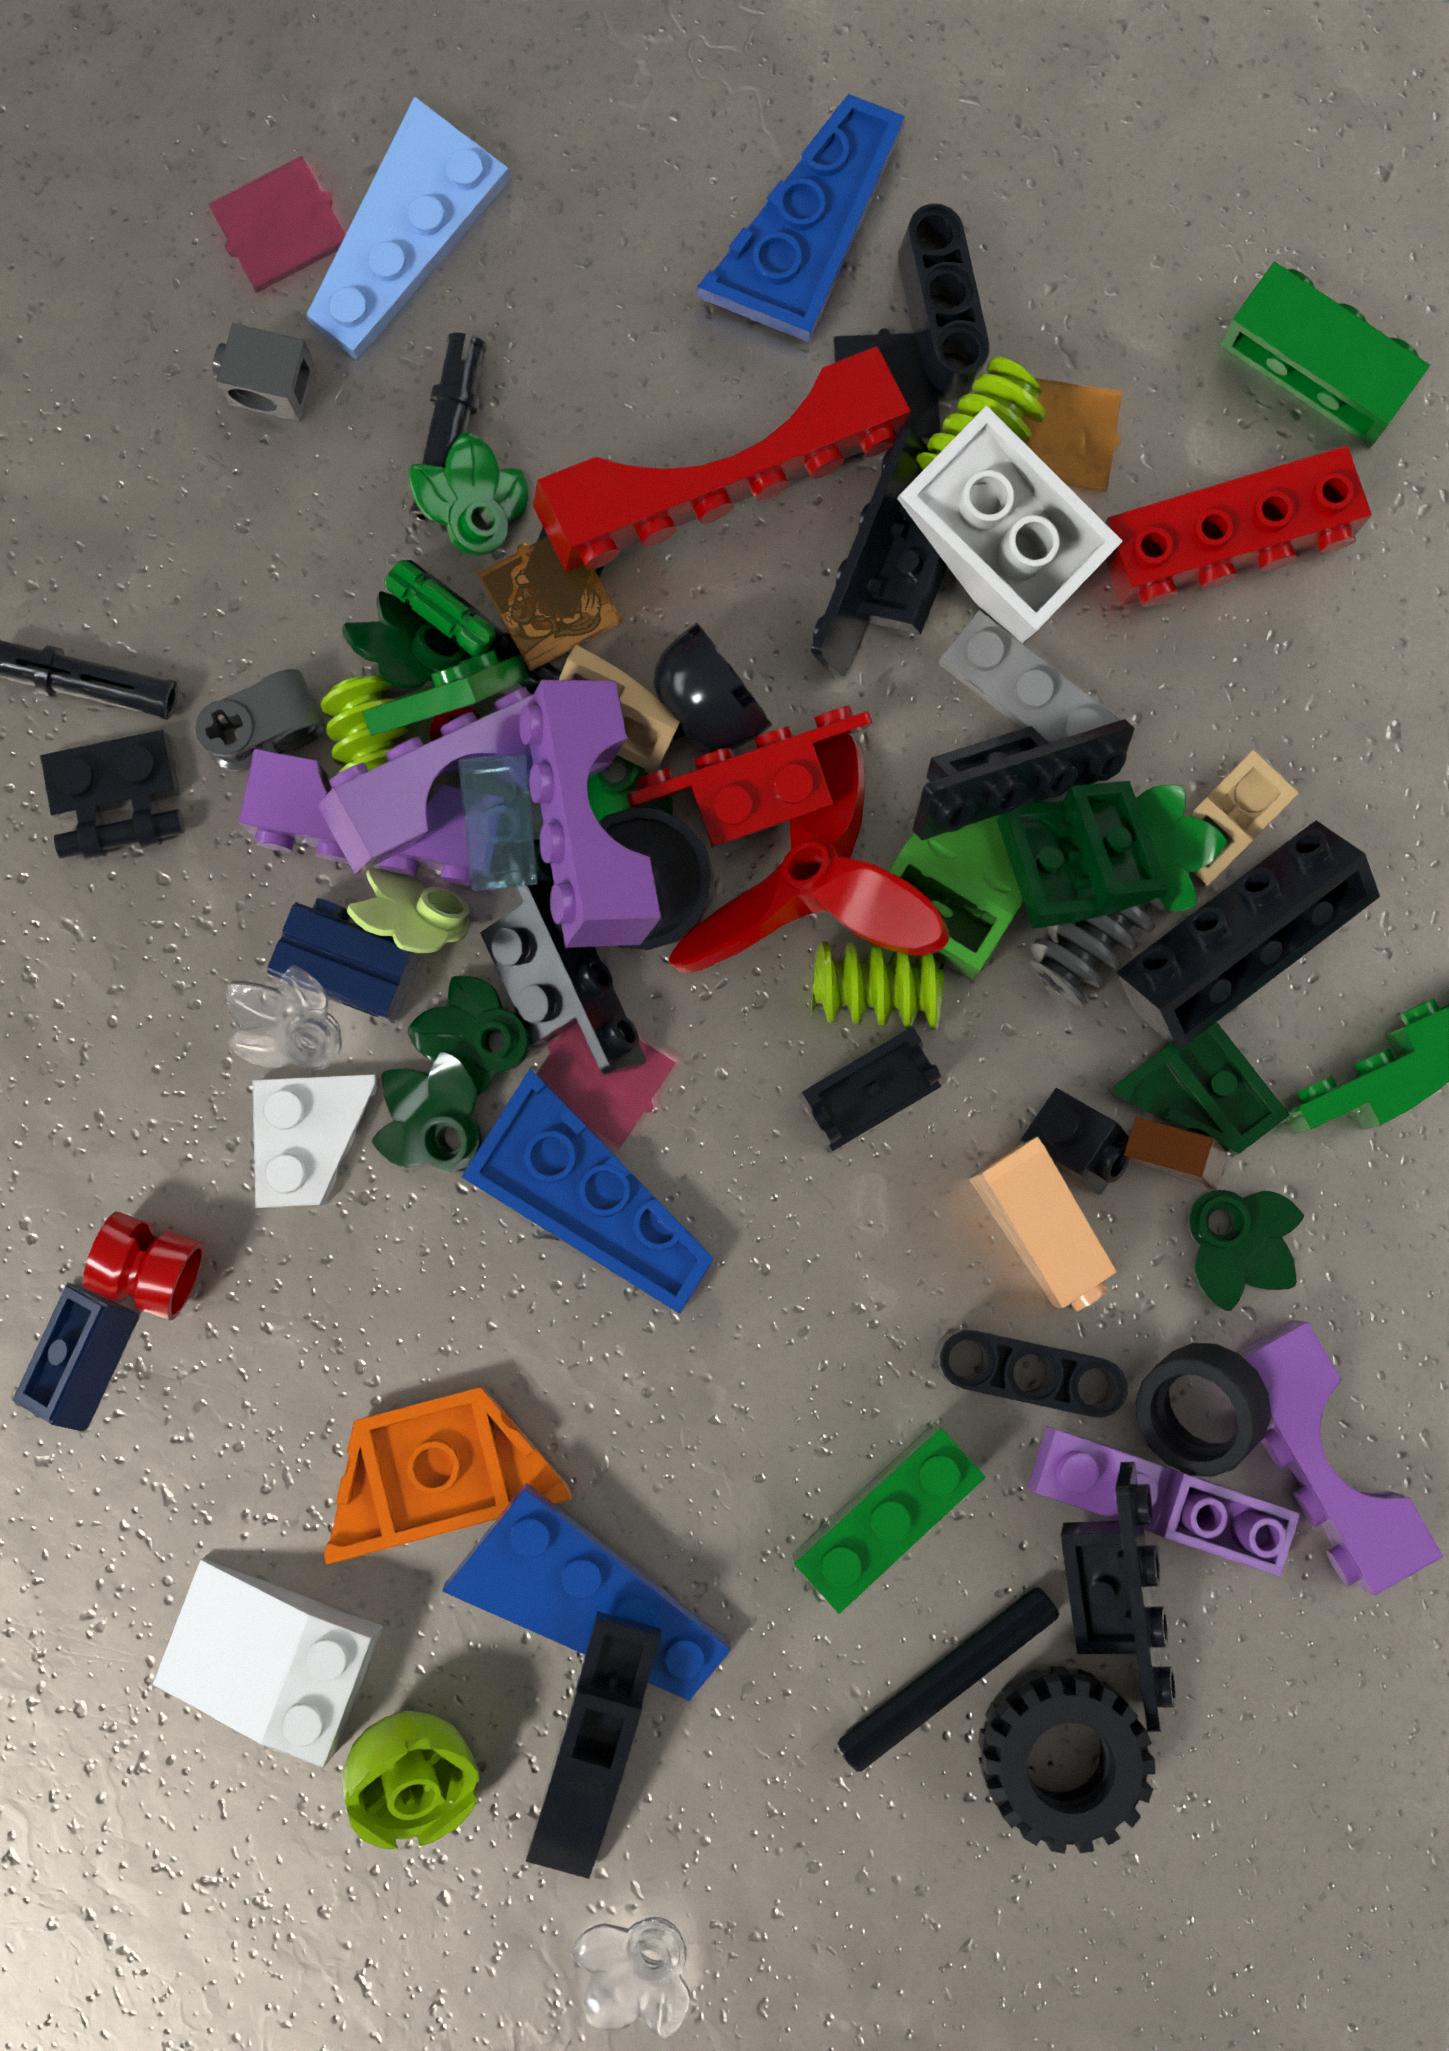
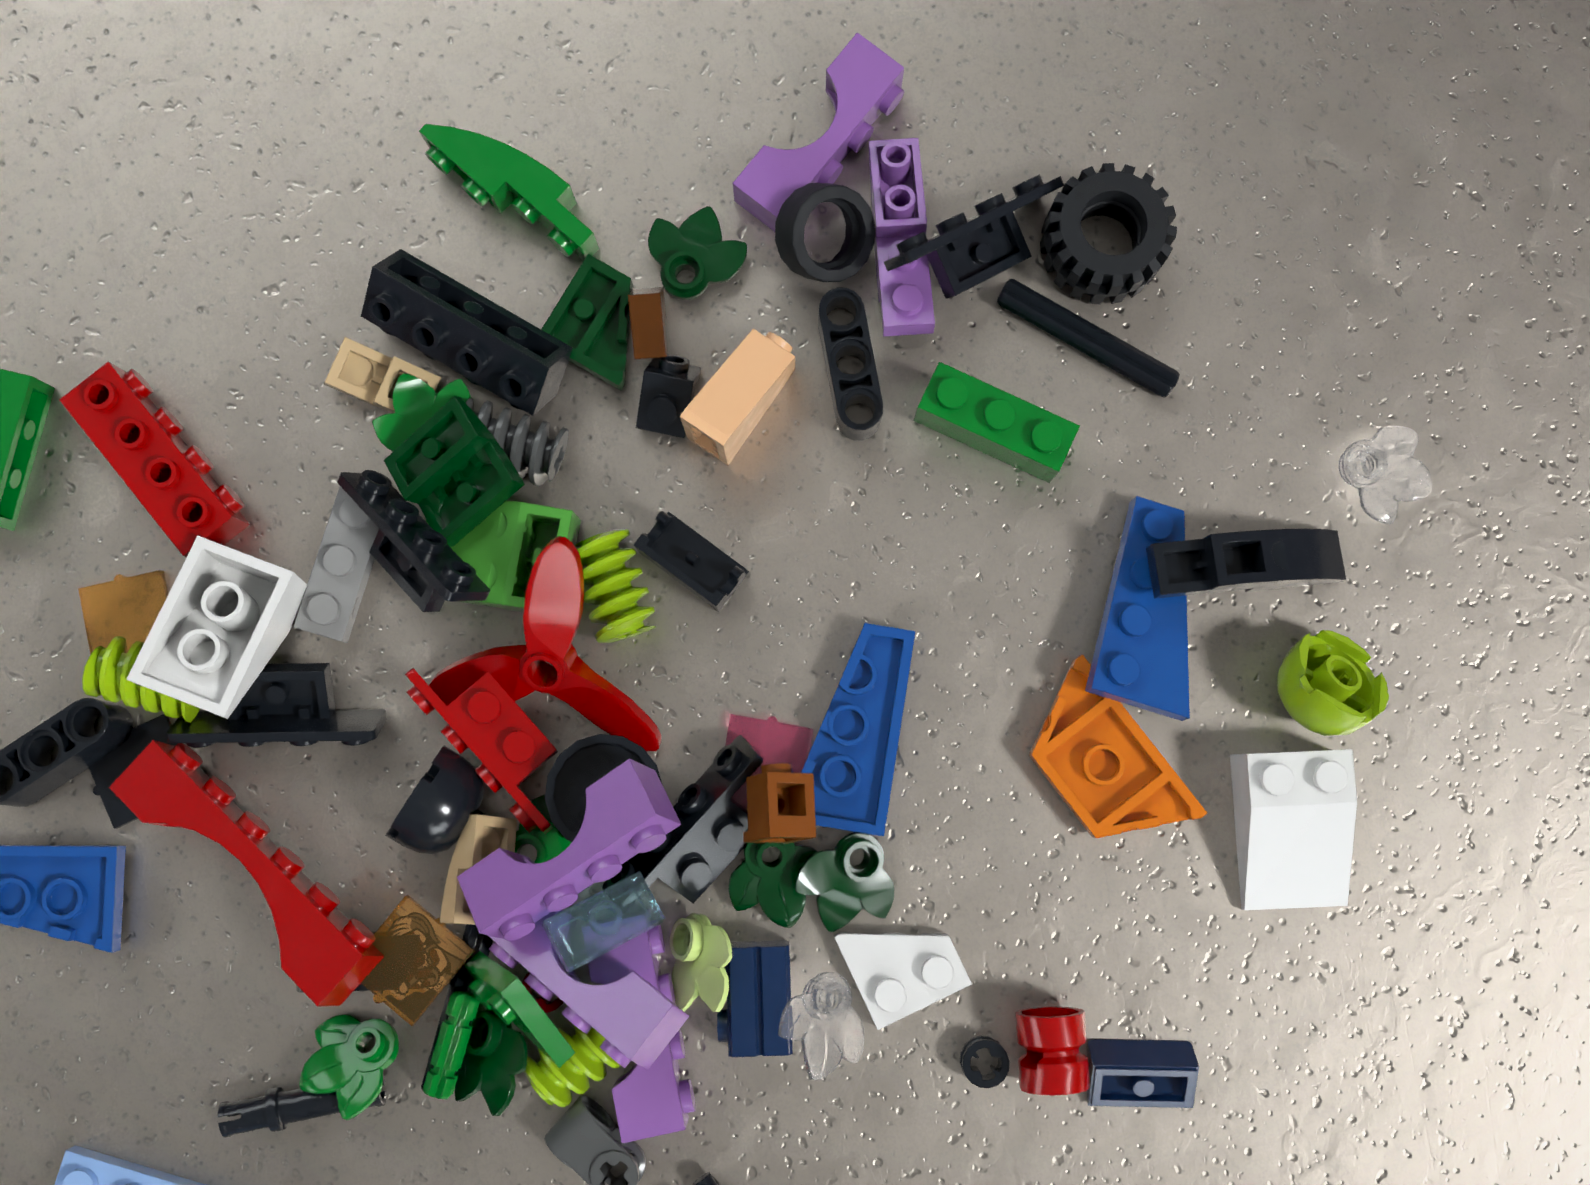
camera: 115 degrees left, 0 degrees up
(172, 1203) = (973, 1073): none -> black bush
(543, 1071) = (780, 805): none -> dark orange brick

